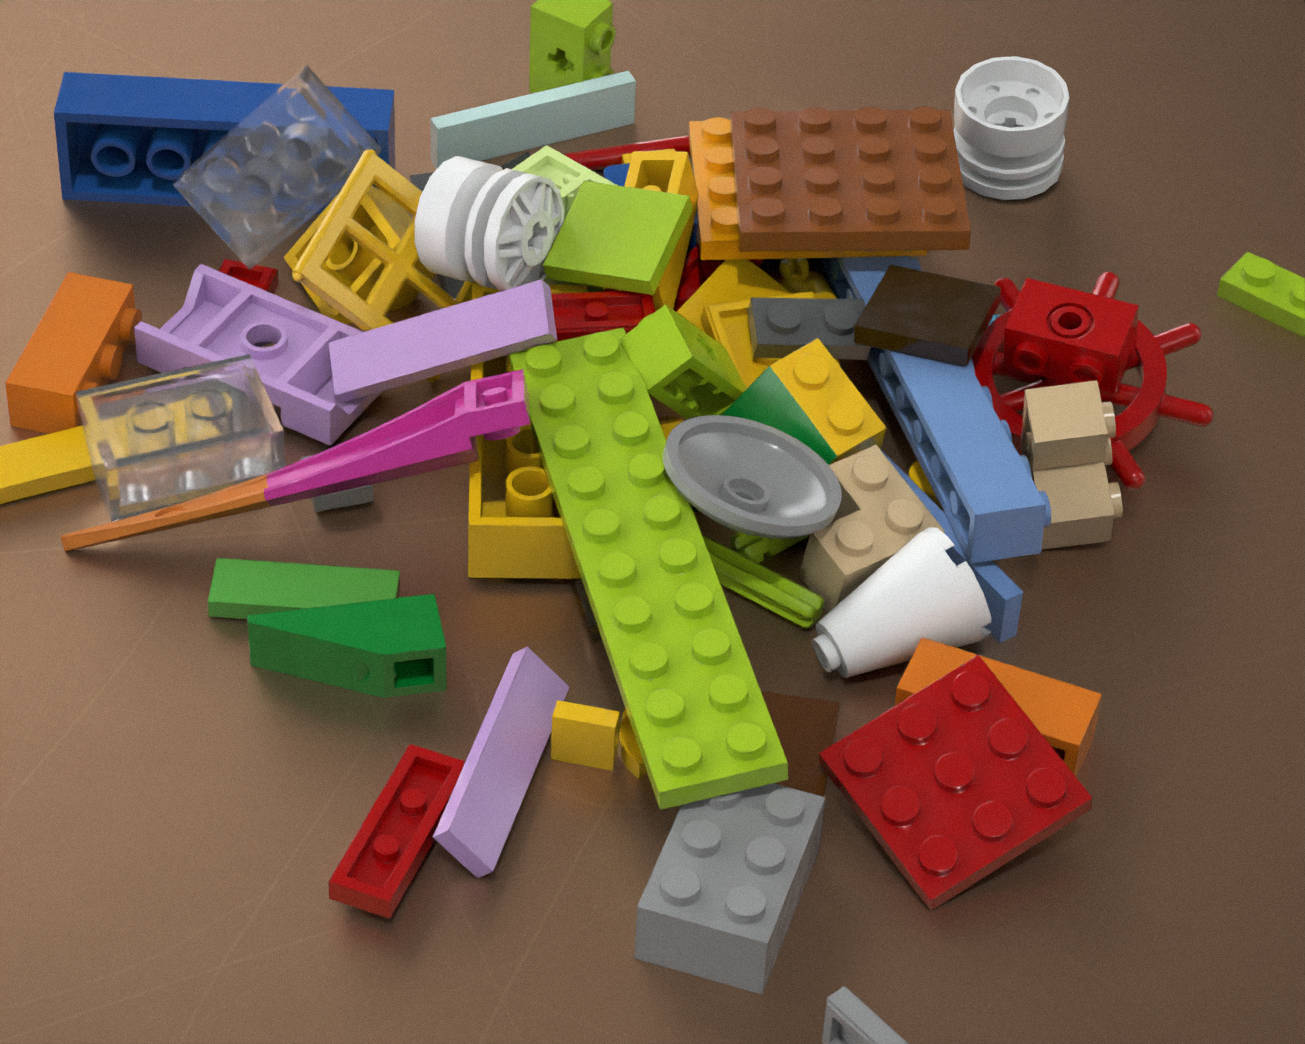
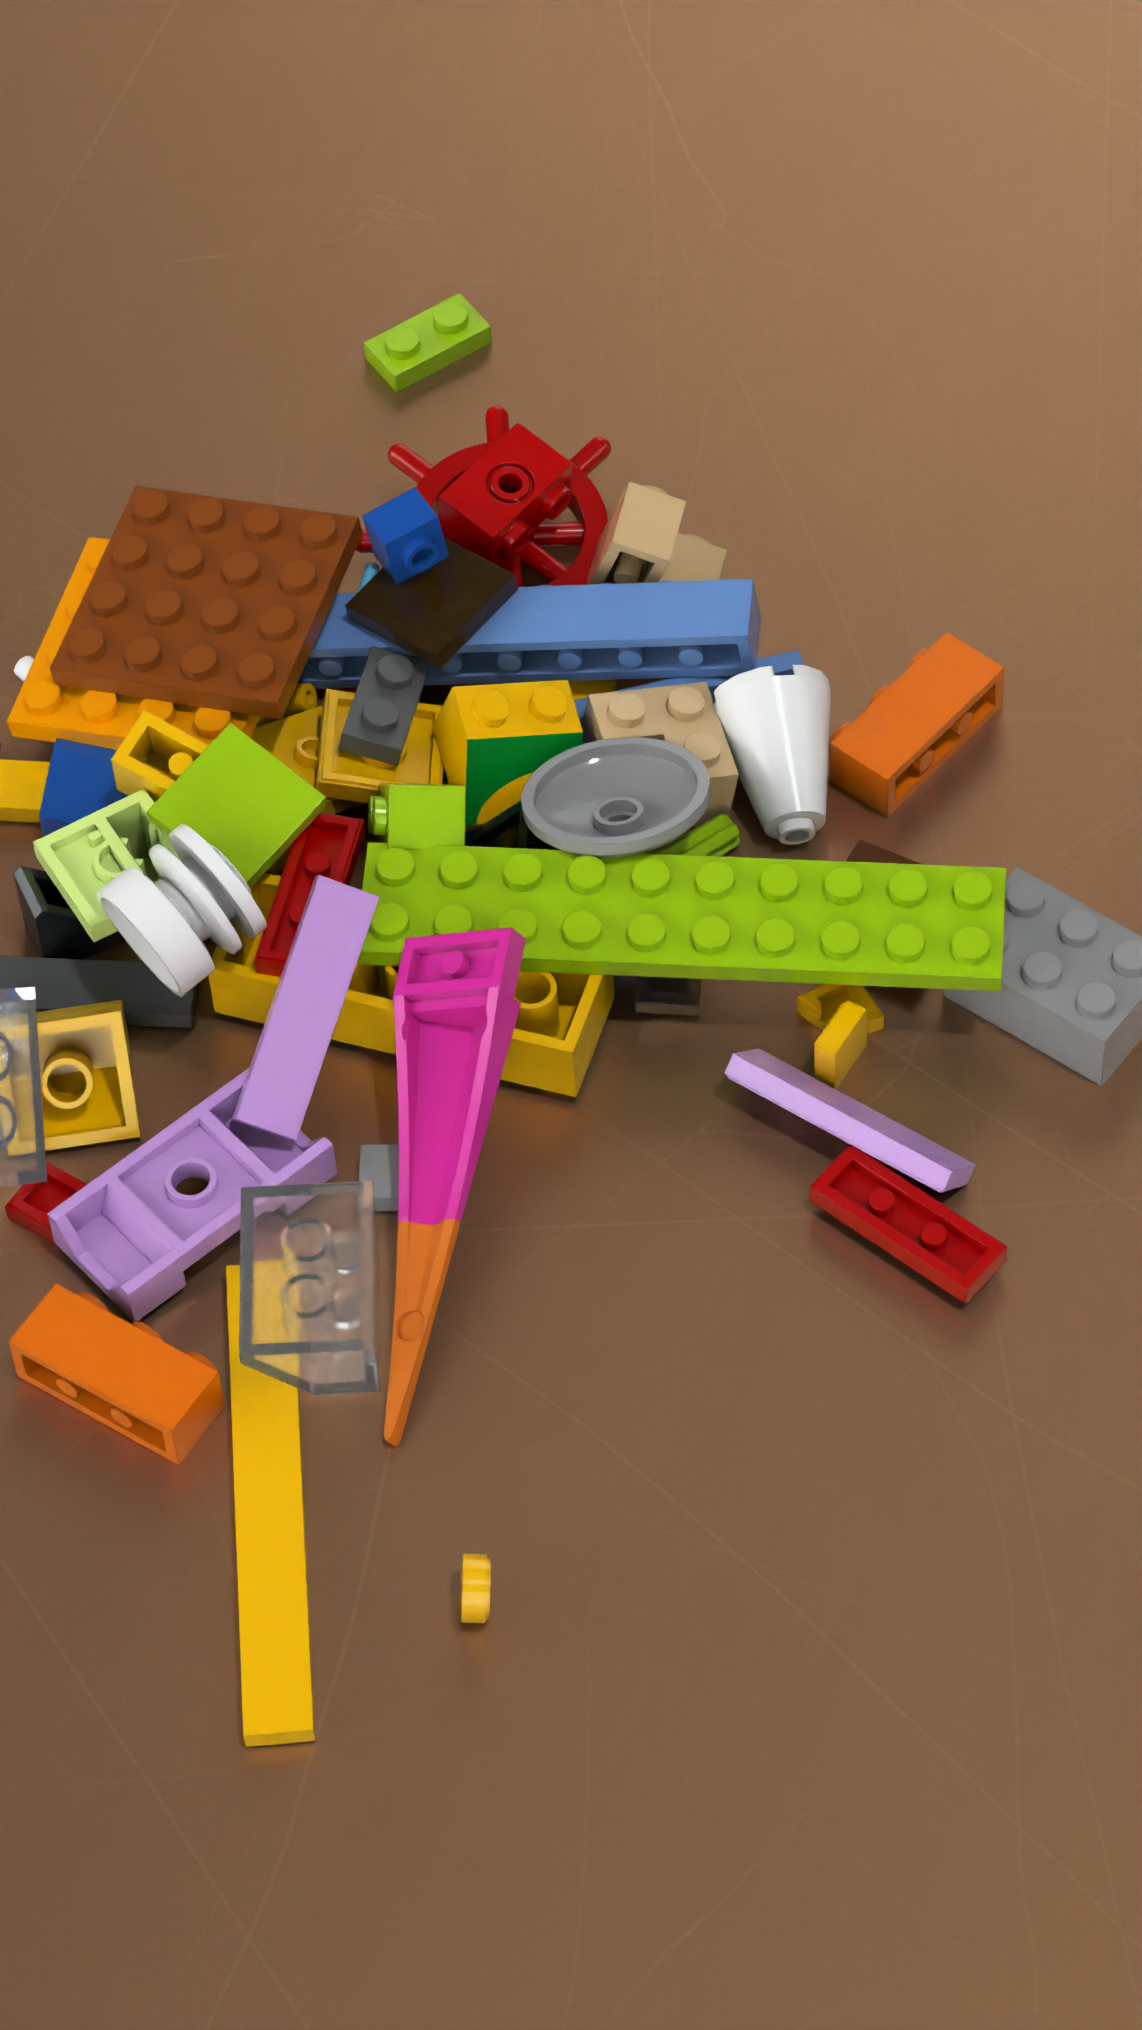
camera: 65 degrees left, 10 degrees up
(267, 587) = (549, 1241): bright green tile -> none
(360, 646) = (663, 1197): green slope -> none
(399, 263) = (108, 974): yellow window -> none
(955, 782) = (1007, 773): red plate -> none
(964, 263) = (405, 536): none -> blue plate
(1010, 127) = (118, 441): white wheel -> none

